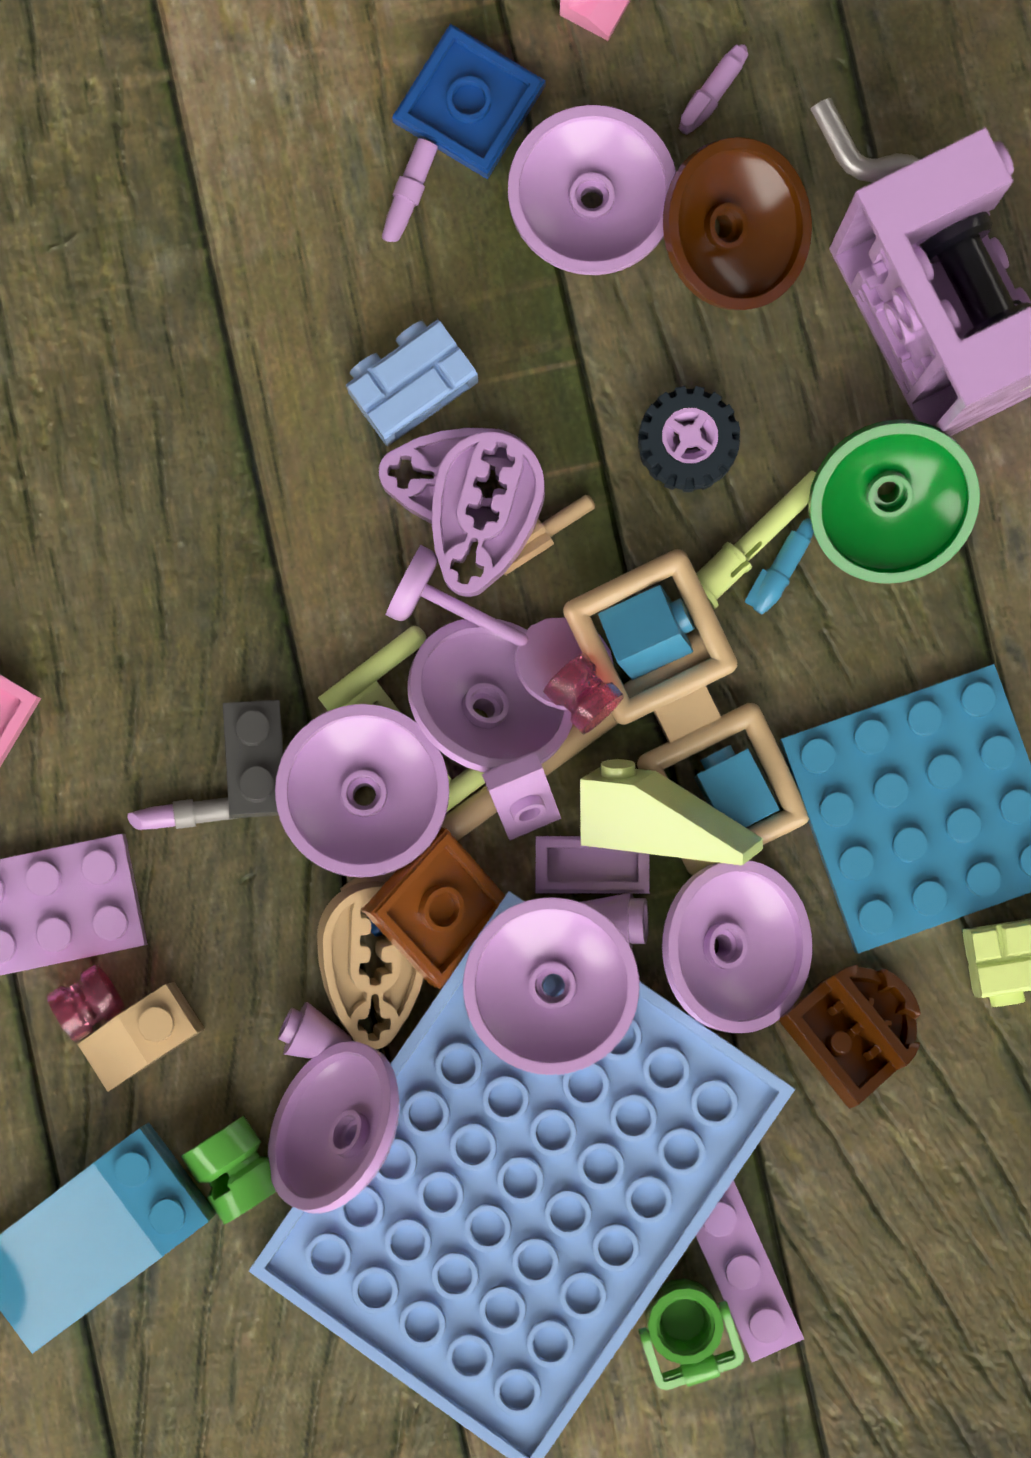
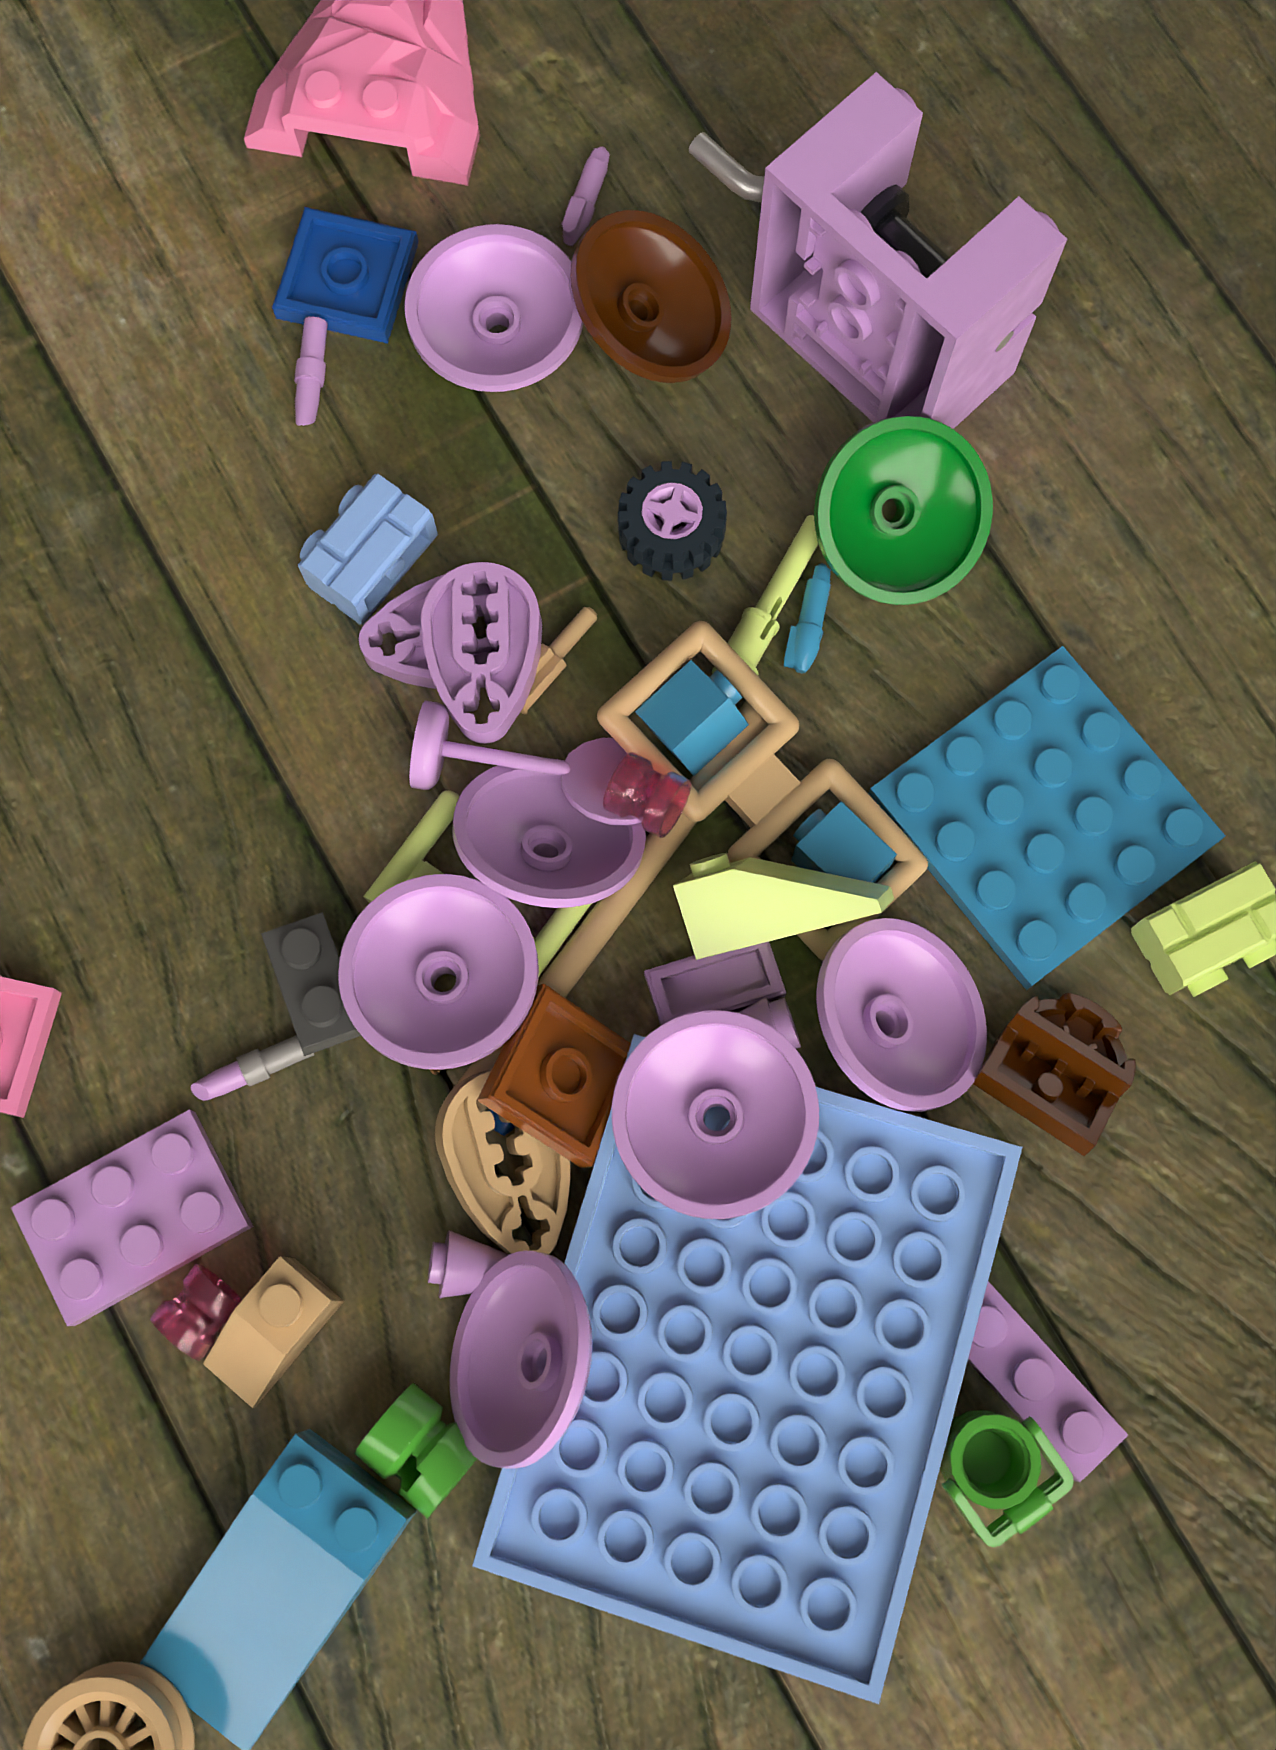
camera: 20 degrees left, 10 degrees down
(521, 795) = (615, 925): lavender plate -> none

